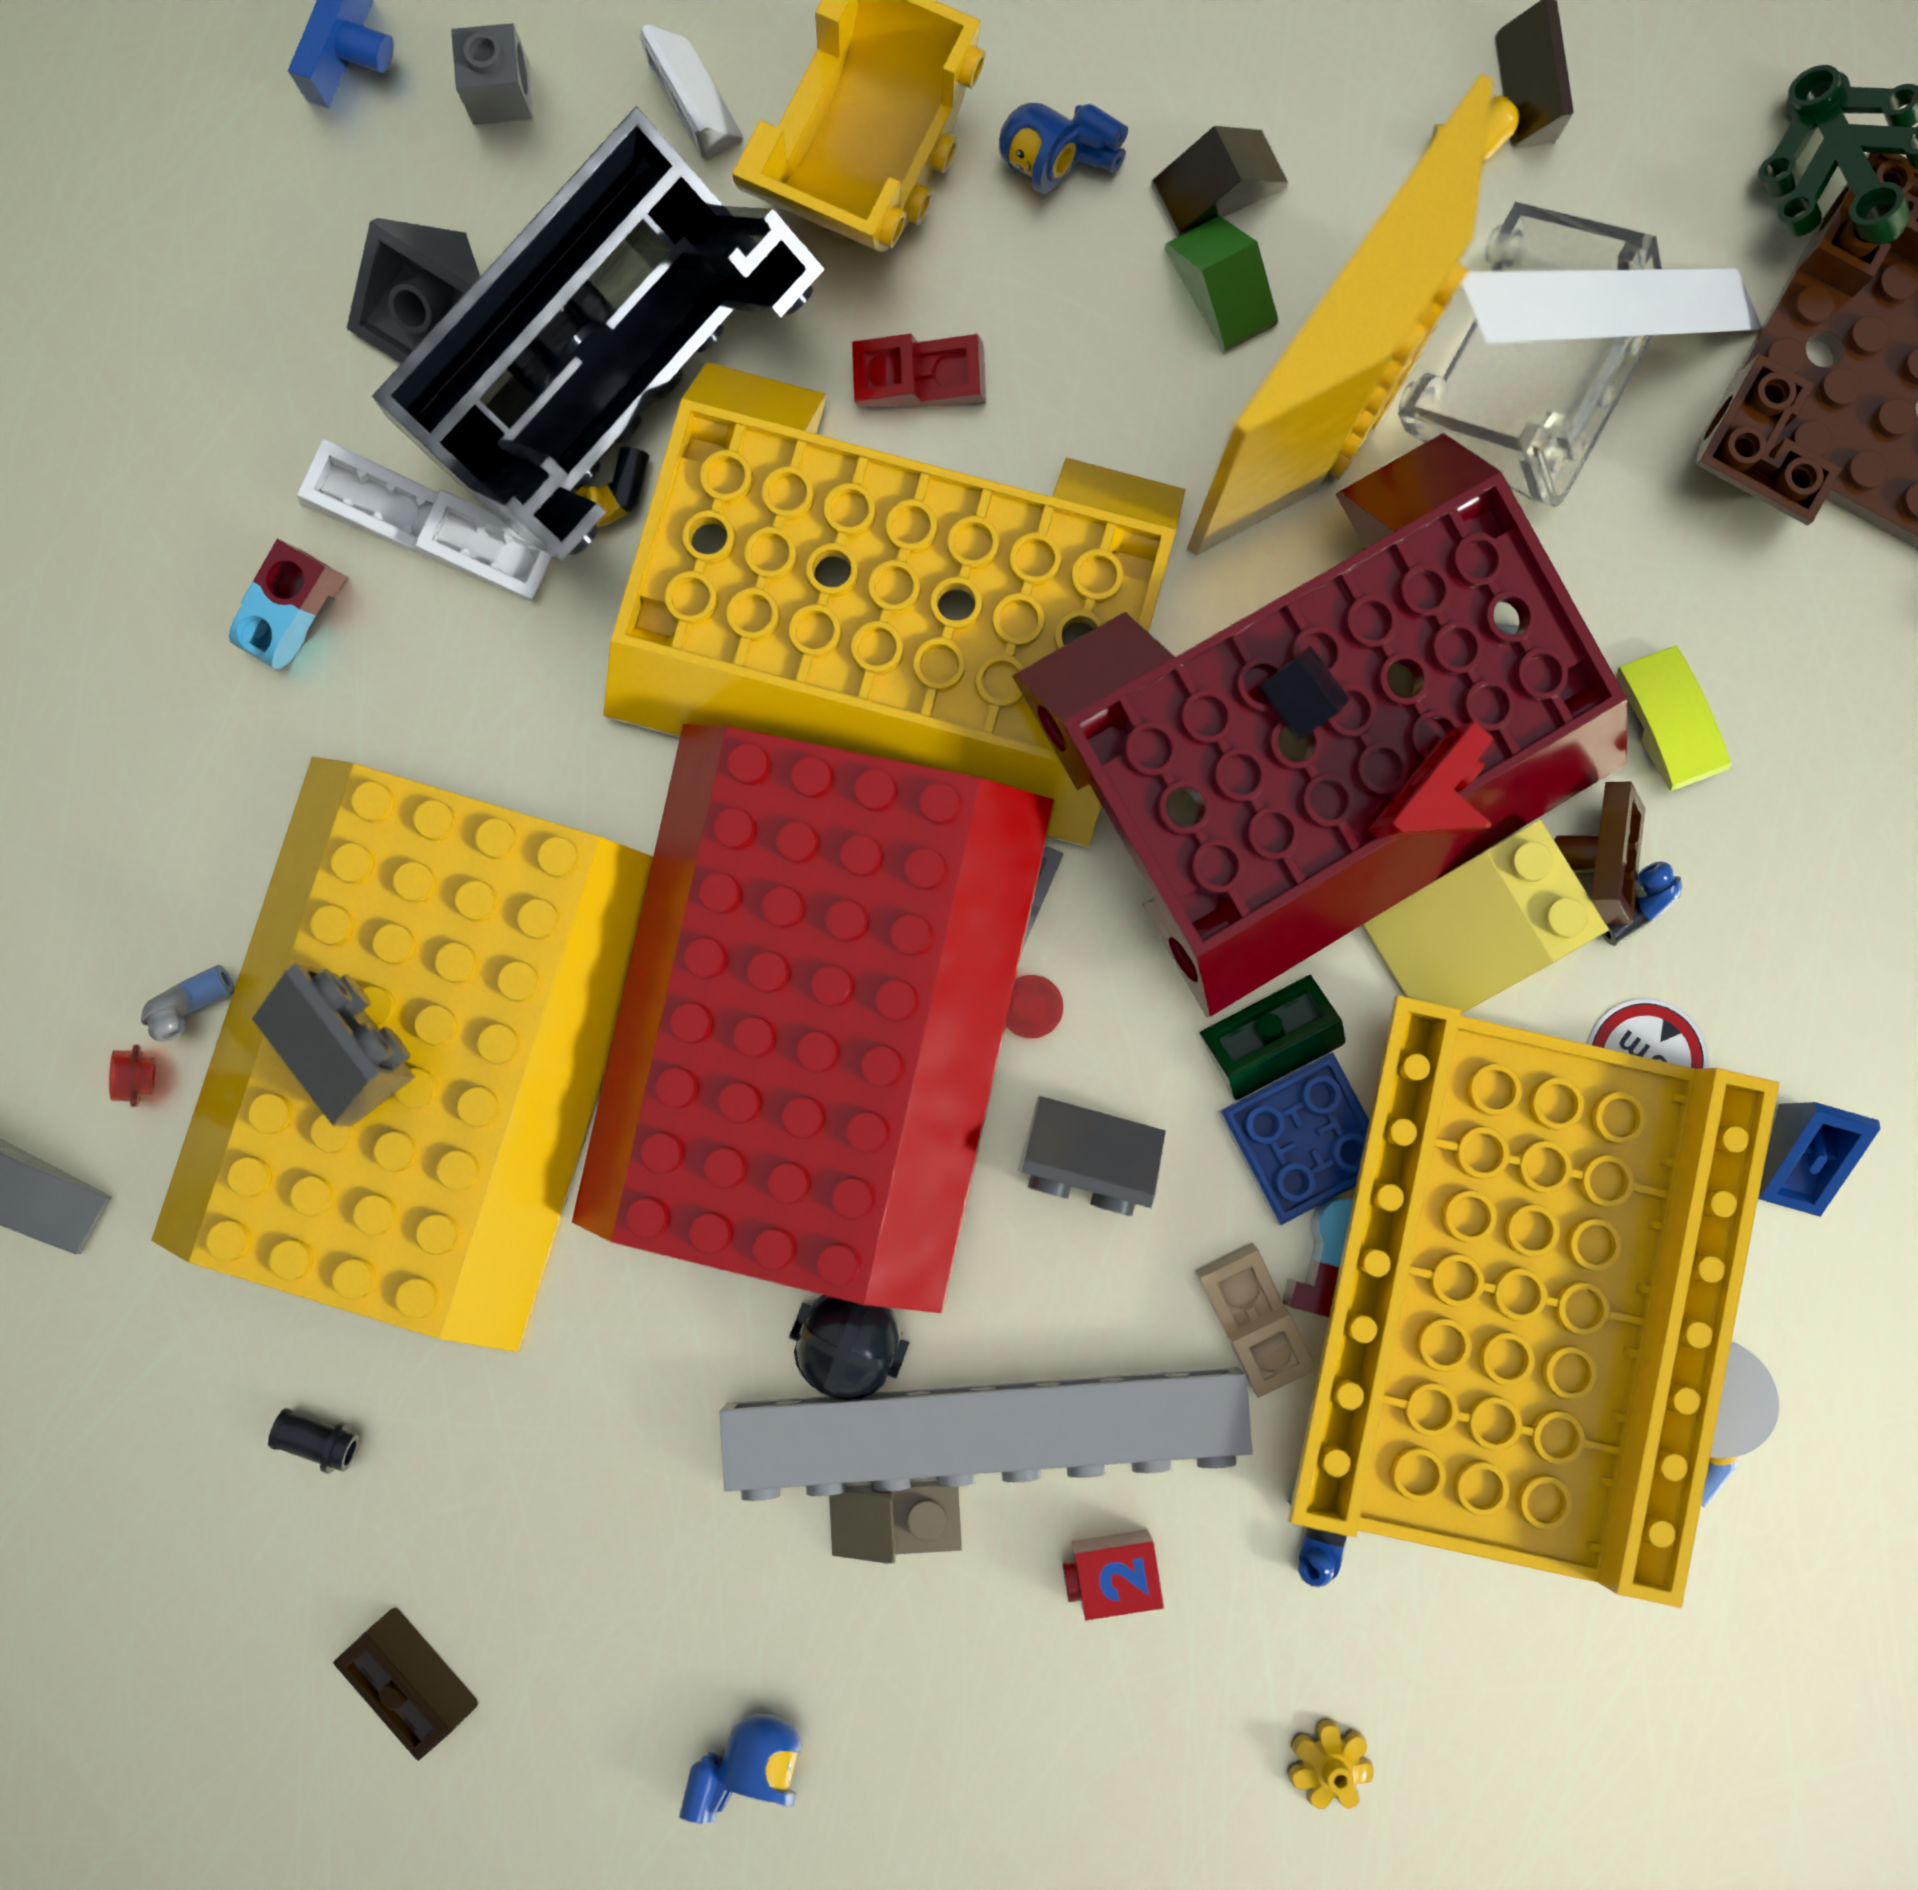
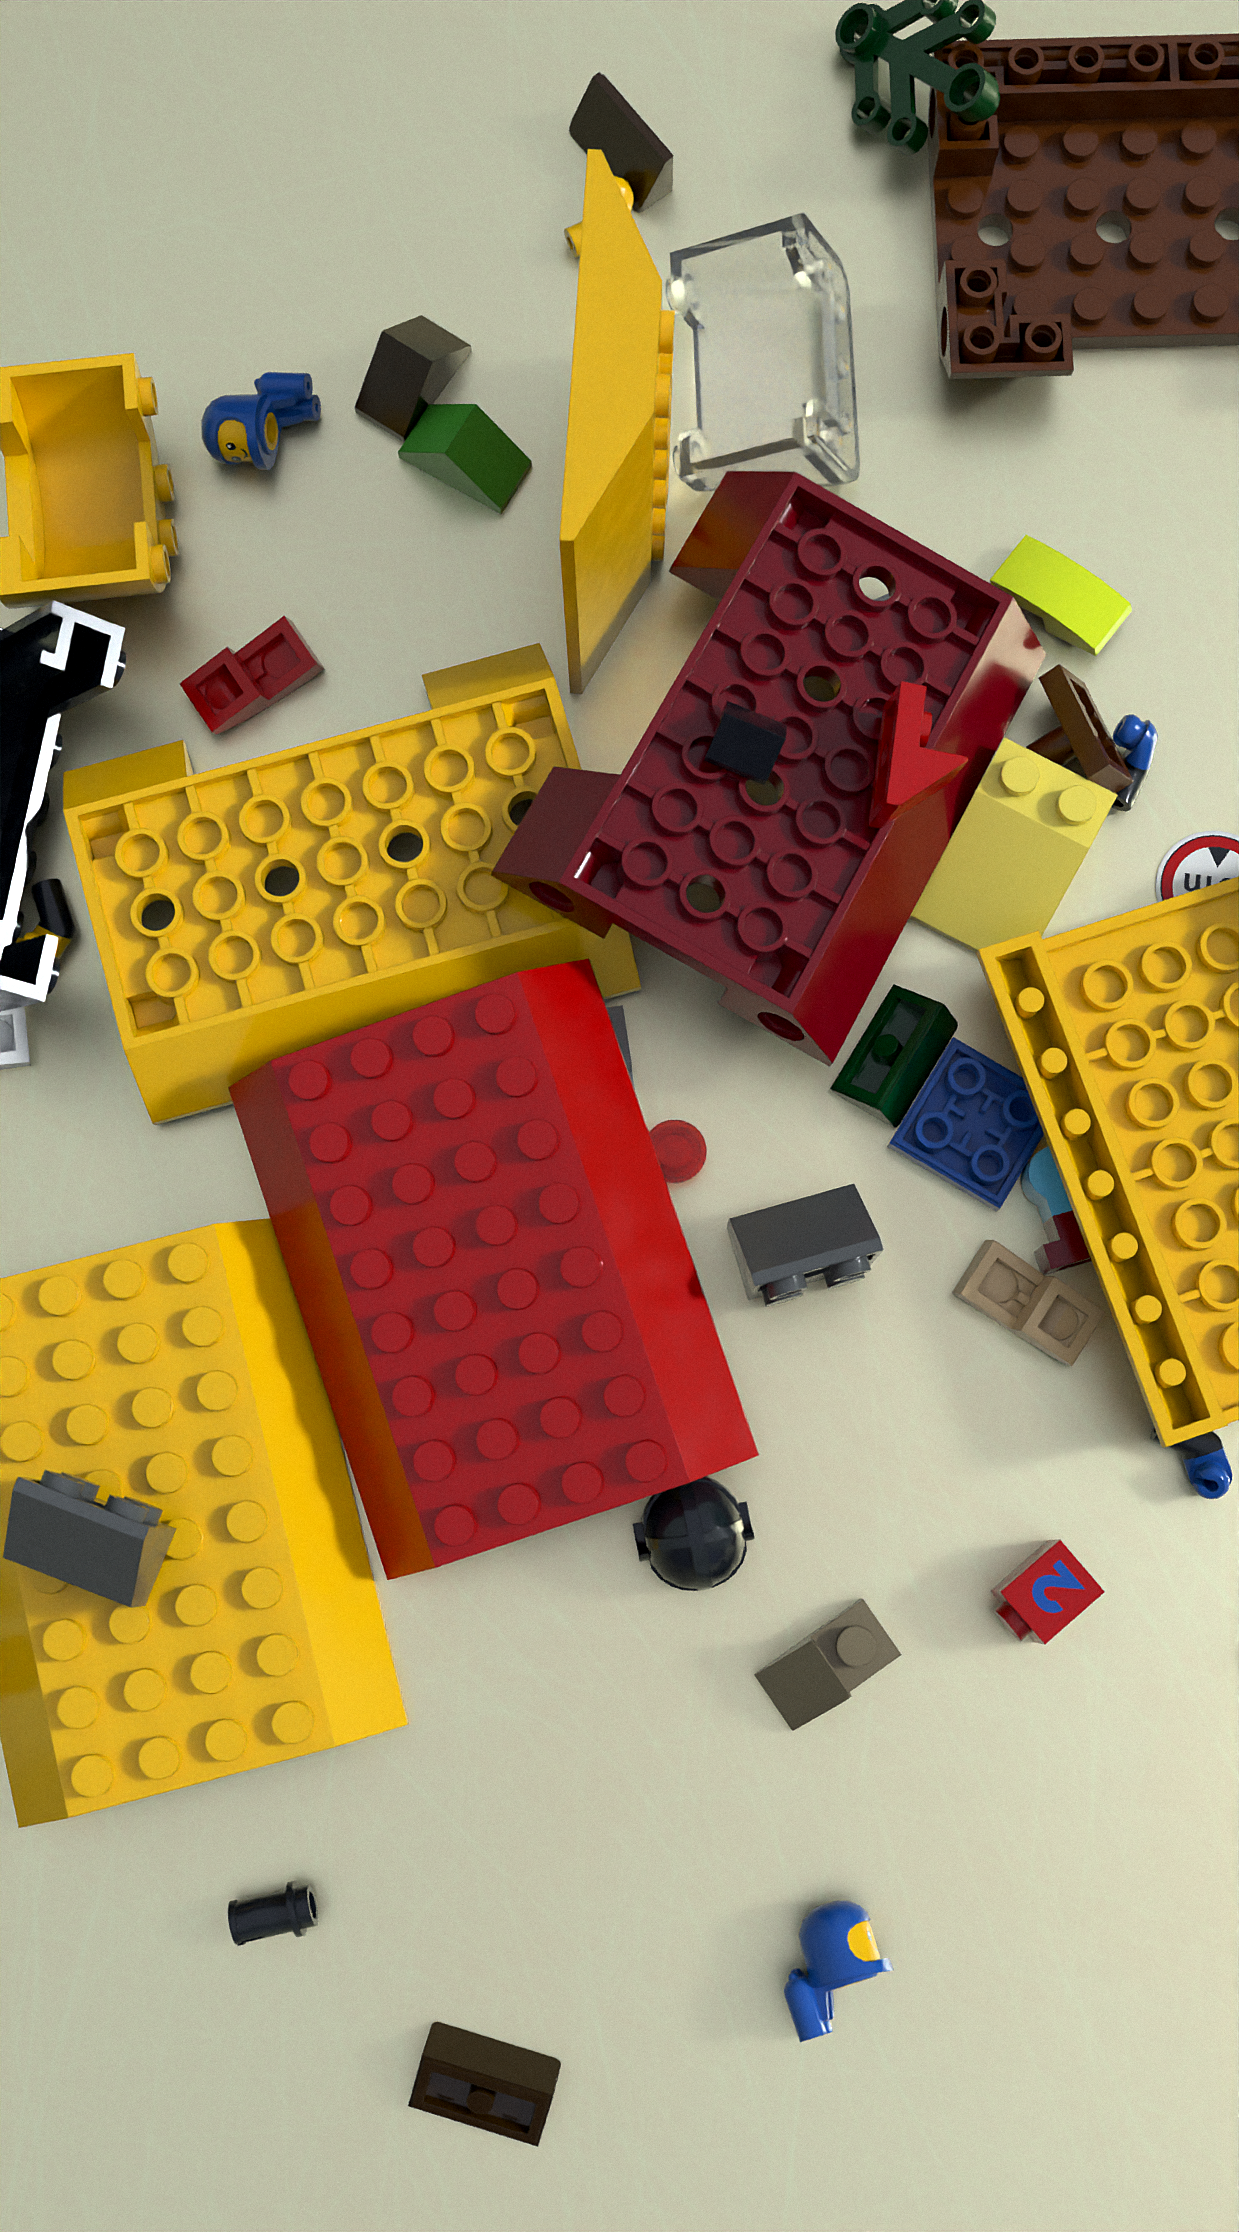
camera: 30 degrees left, 5 degrees down
(985, 1430) = (856, 1538): light grey brick -> none
(1607, 303) = (799, 285): white sticker -> none

